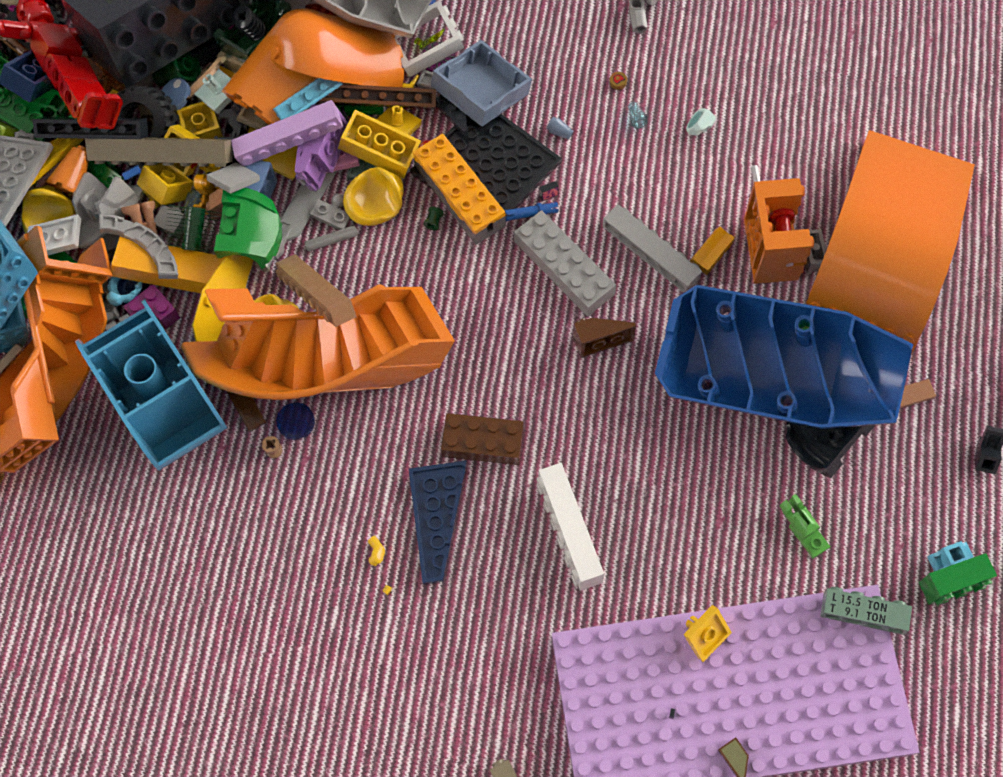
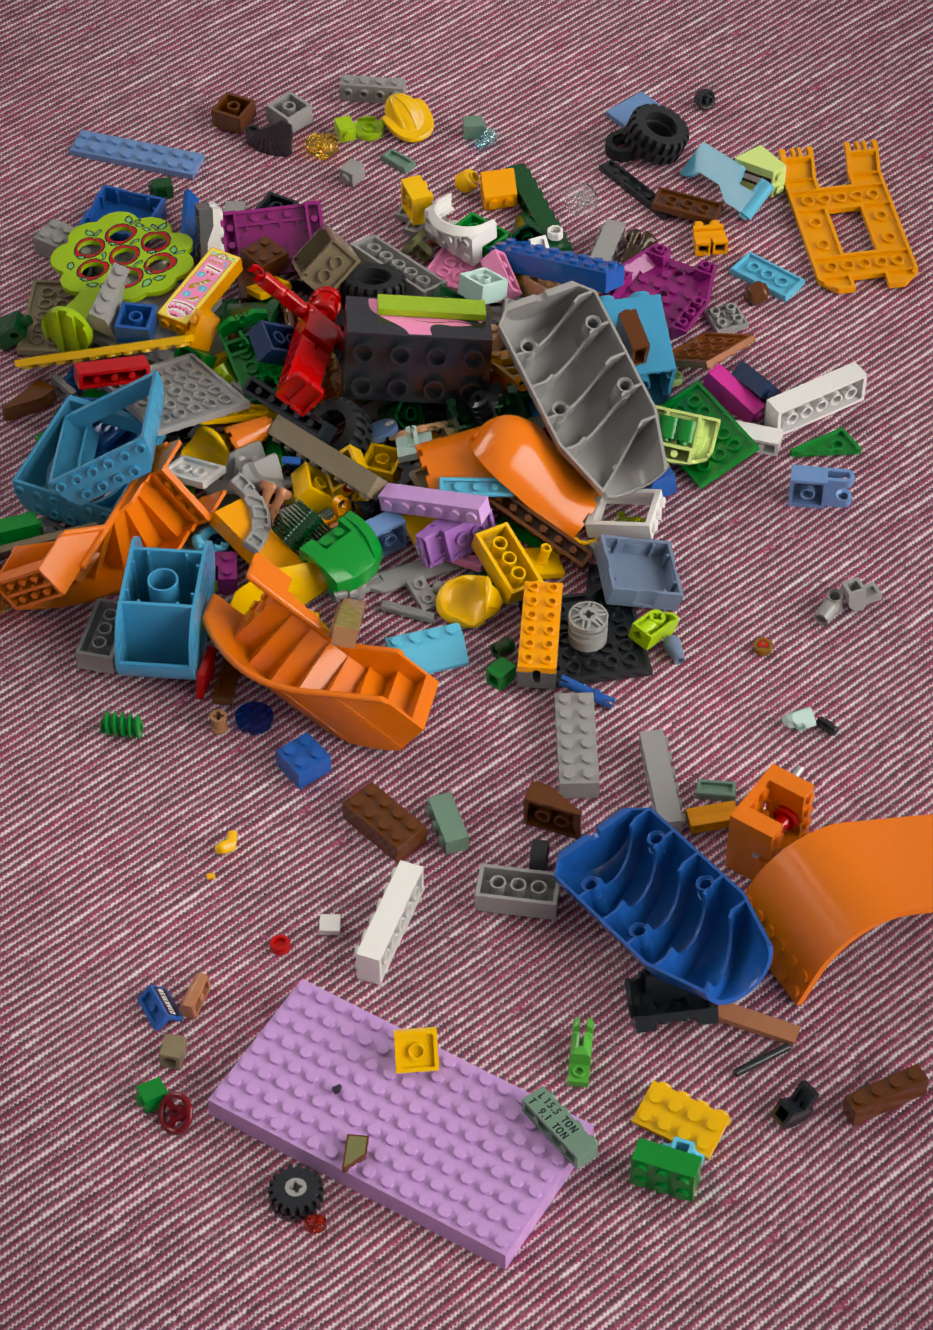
camera: 35 degrees right, 20 degrees down
(109, 439) = (96, 645): none -> light grey brick
(196, 509) = (121, 725): none -> green piece
(225, 412) = (205, 673): none -> red tile
(233, 177) = (363, 510): light grey tile -> none
(371, 431) = (303, 760): none -> blue brick
(380, 261) = (433, 648): none -> medium azure slope
(435, 506) = (302, 843): dark blue wing -> none
(452, 241) = (501, 673): none -> green brick
(456, 743) = (159, 1006): none -> blue panel
(475, 711) = (195, 996): none -> nougat brick
(489, 156) = (587, 626): none -> light grey wheel
(497, 609) = (280, 945): none -> red tile
(519, 560) = (330, 924): none -> white tile
(530, 403) = (447, 823): none -> sand green brick
(533, 122) = (653, 628): none -> lime piece
(548, 191) = (617, 687): tile -> none
(628, 383) = (539, 855): none -> black tyre
(637, 116) = (750, 681): clear light blue cone -> none
(638, 423) = (517, 892): none -> light grey brick
(693, 225) = (716, 790): none -> sand green tile
(722, 114) = (827, 726): none -> black piece
(922, 523) = (678, 1115): none -> yellow bracket
(926, 427) = (761, 1059): none -> black bar

